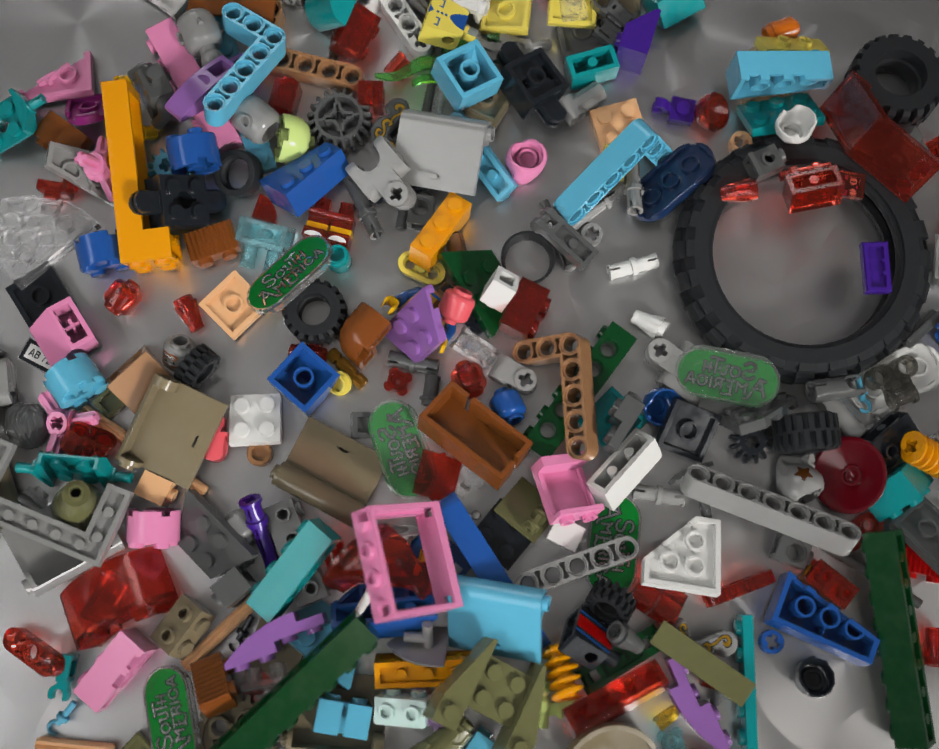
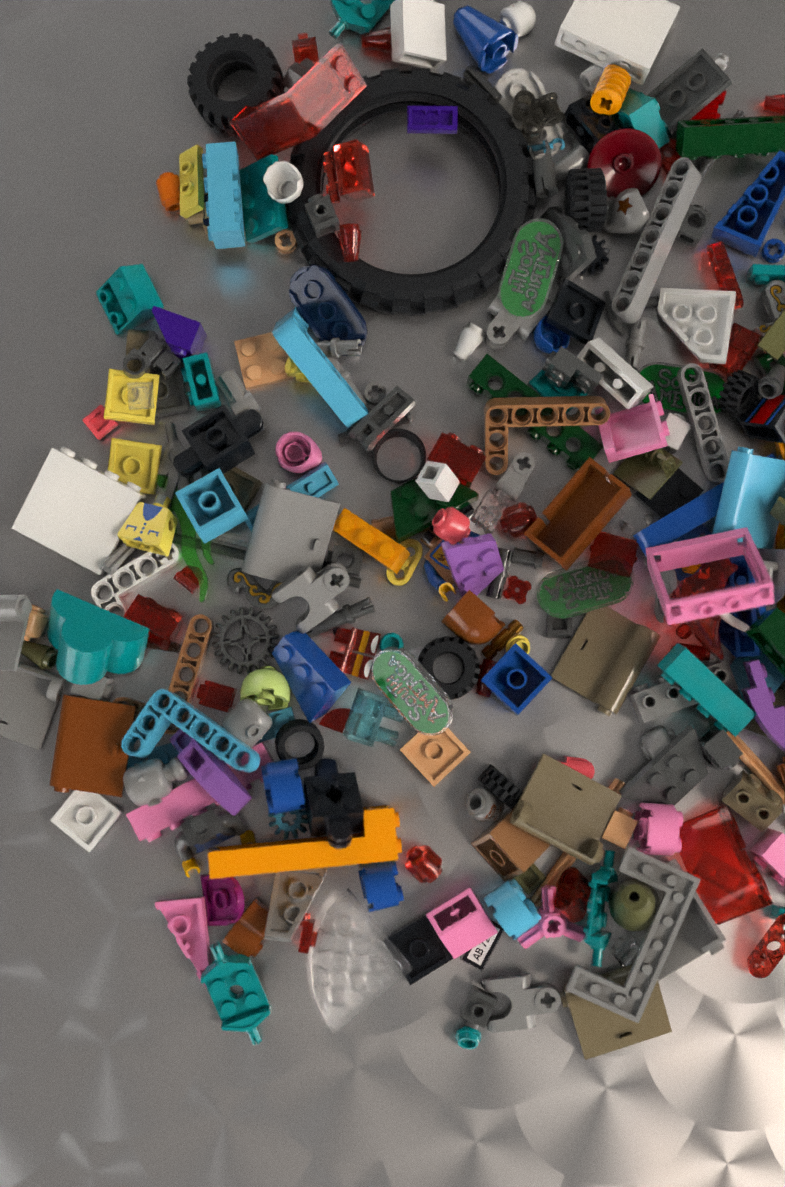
camera: 90 degrees left, 5 degrees up
(26, 425) = (550, 960): dark grey hair -> none
(97, 166) = (290, 884): bright pink bush -> none
(189, 312) = (441, 796): clear red cone -> none
(212, 244) = (371, 772): dark orange brick -> none
(243, 632) = (756, 745): black hand -> none
(255, 420) = (552, 730): white plate -> none
(257, 522) = (658, 725): dark purple pin -> none
(260, 455) = (584, 727): medium nougat tile -> none
(372, 94) = (222, 606): clear red bracket -> none
(508, 405) = (546, 482): blue head -> none
(633, 266) = (409, 354): white pin -> none
(678, 109) = (248, 299): dark purple plate -> none
(712, 112) = (254, 266): clear red piece -> none
(828, 583) = (725, 192): clear red hips -> none
(853, 185) = (346, 132): clear red tile -> none

